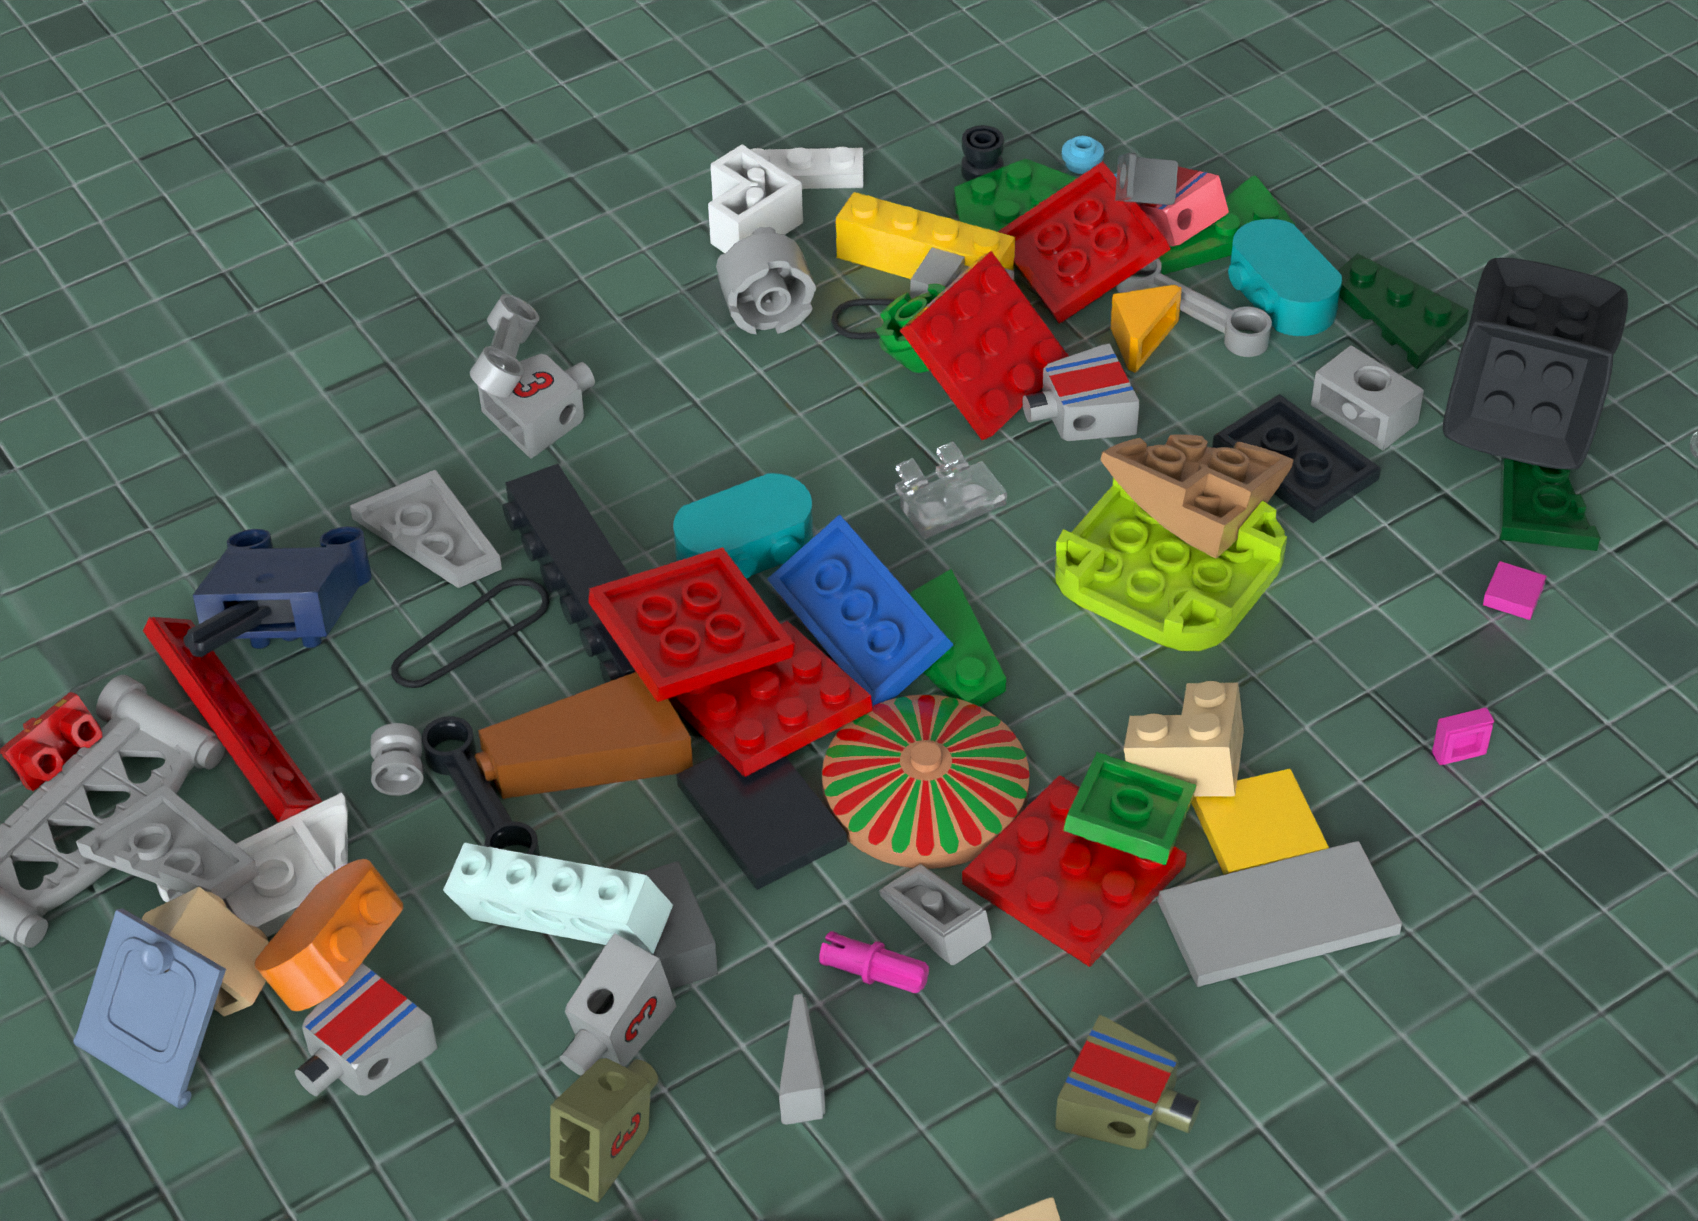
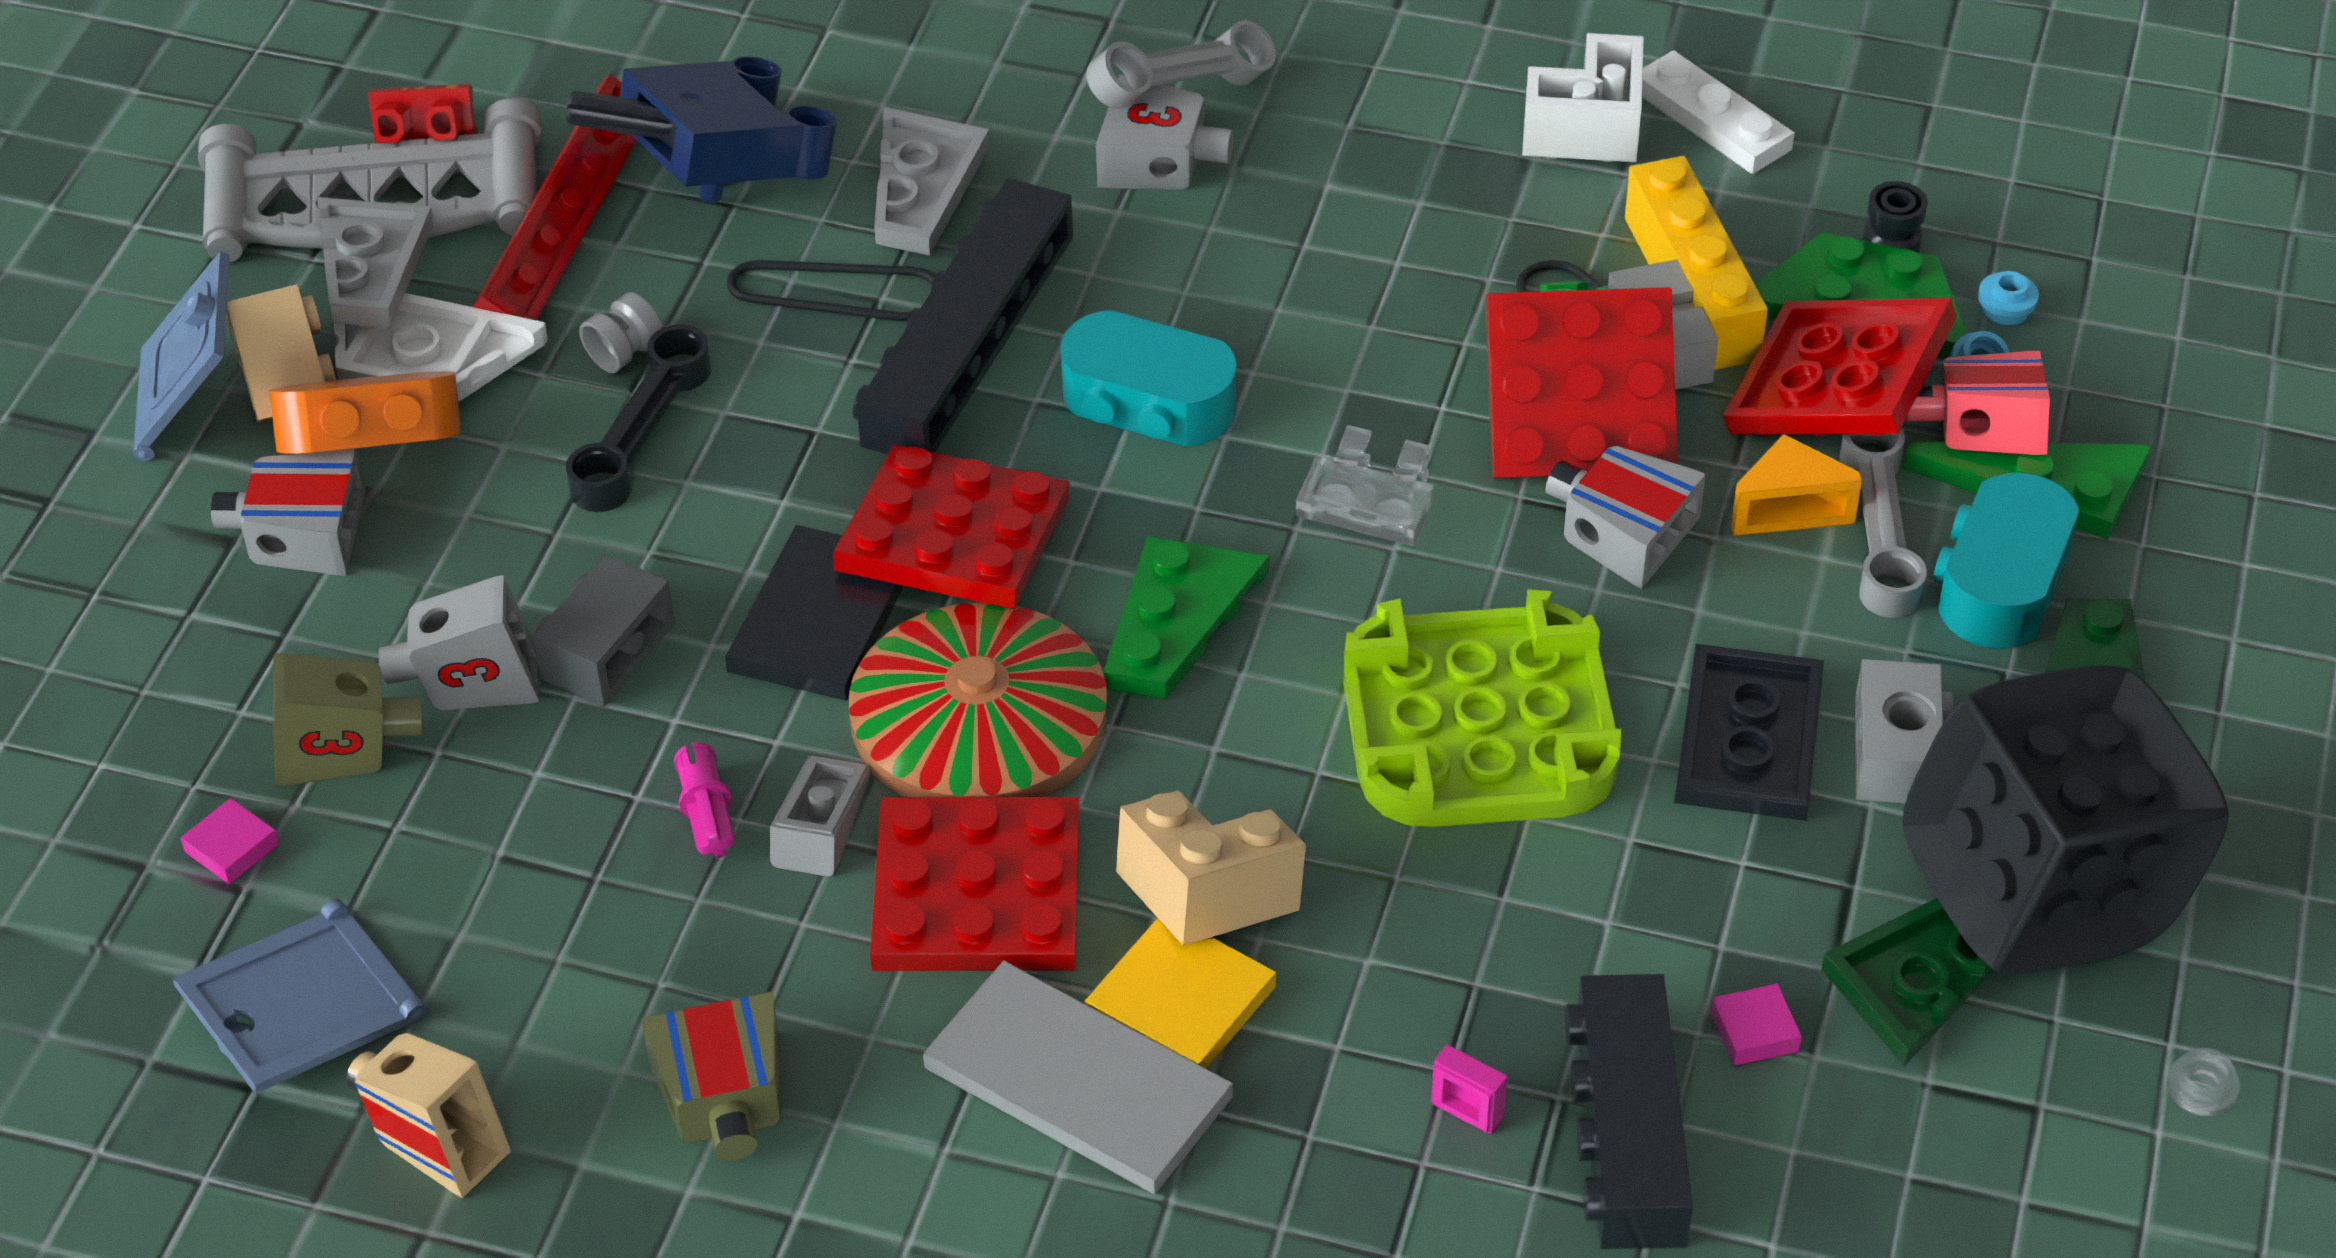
camera: 50 degrees right, 0 degrees up
(557, 896) = (537, 526): light aqua brick -> none
(586, 741) = (774, 439): dark orange slope -> none
(690, 624) = (951, 403): red plate -> none
(766, 282) = (1484, 178): light grey brick -> none
(801, 1079) = (531, 819): light grey slope -> none
(859, 612) = (1122, 519): blue plate -> none
(1130, 808) = (1061, 864): green plate -> none
(1146, 180) = (1937, 336): dark grey bracket -> none
(1197, 488) = (1579, 662): medium nougat brick -> none
(1541, 676) = (1632, 1112): none -> black brick

